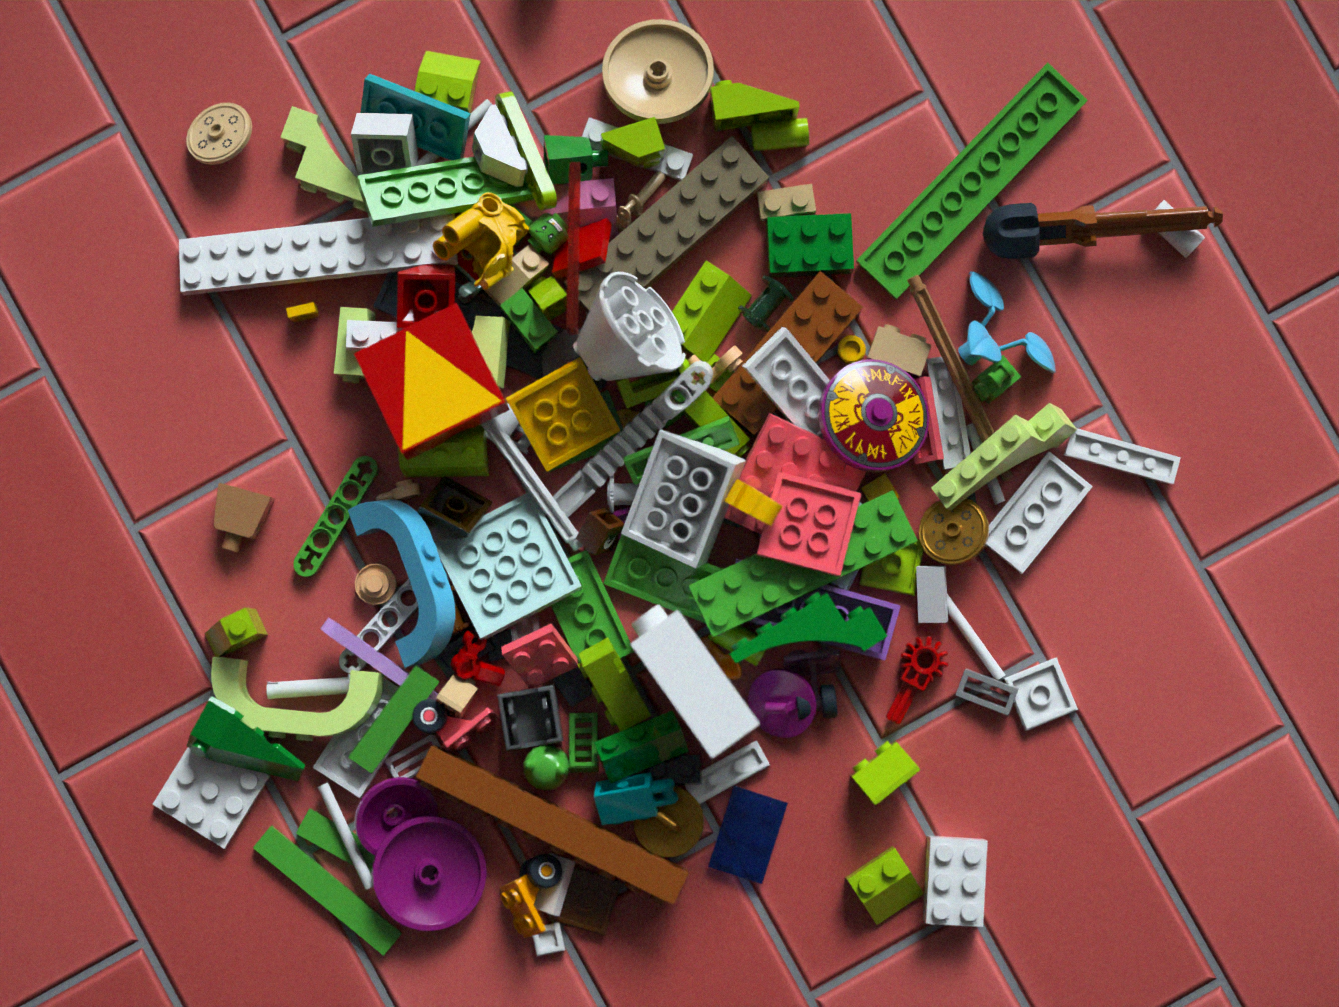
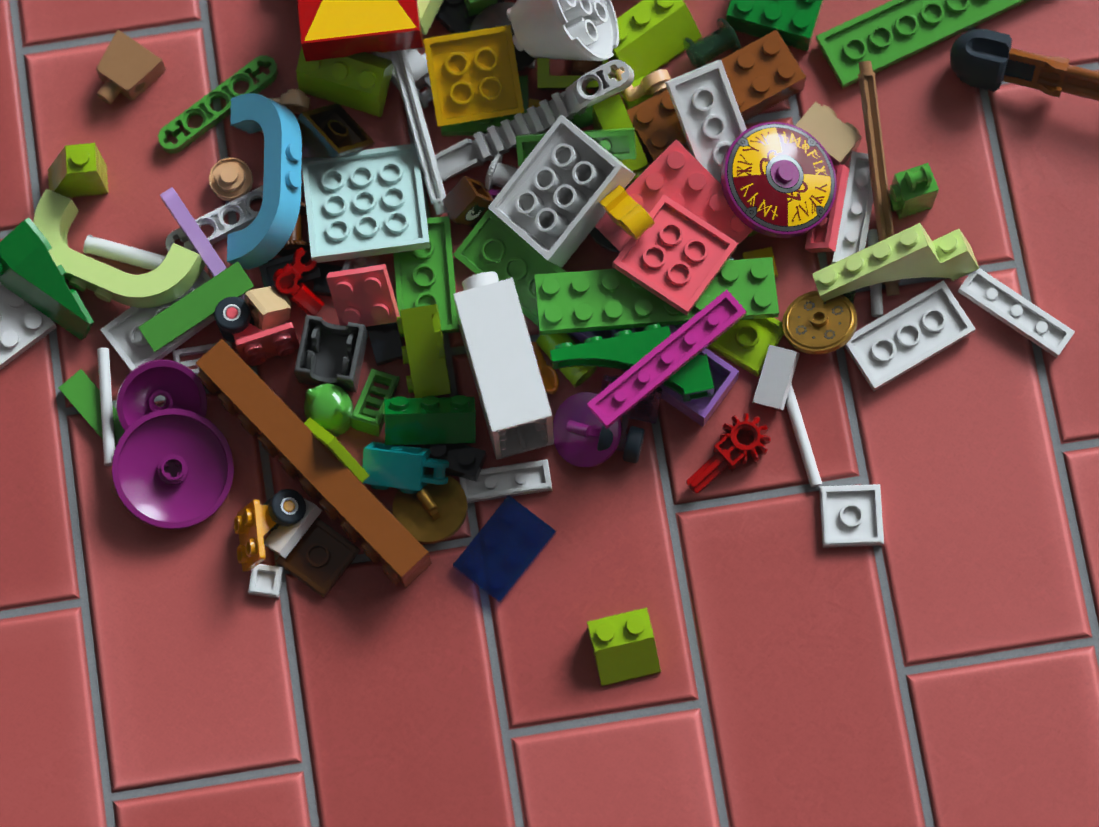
camera: 25 degrees right, 10 degrees down
(327, 890) = (67, 455): bright green tile -> none
(570, 808) = (337, 449): none -> lime tile
(838, 627) = (666, 359): none -> dark pink plate
(851, 349) = (782, 114): yellow tile -> none
(884, 772) = (664, 532): lime slope -> none
(955, 881) = (696, 666): white brick -> none
(981, 343) = (913, 153): medium azure plant -> none
(1009, 699) = (816, 508): light grey tile -> none

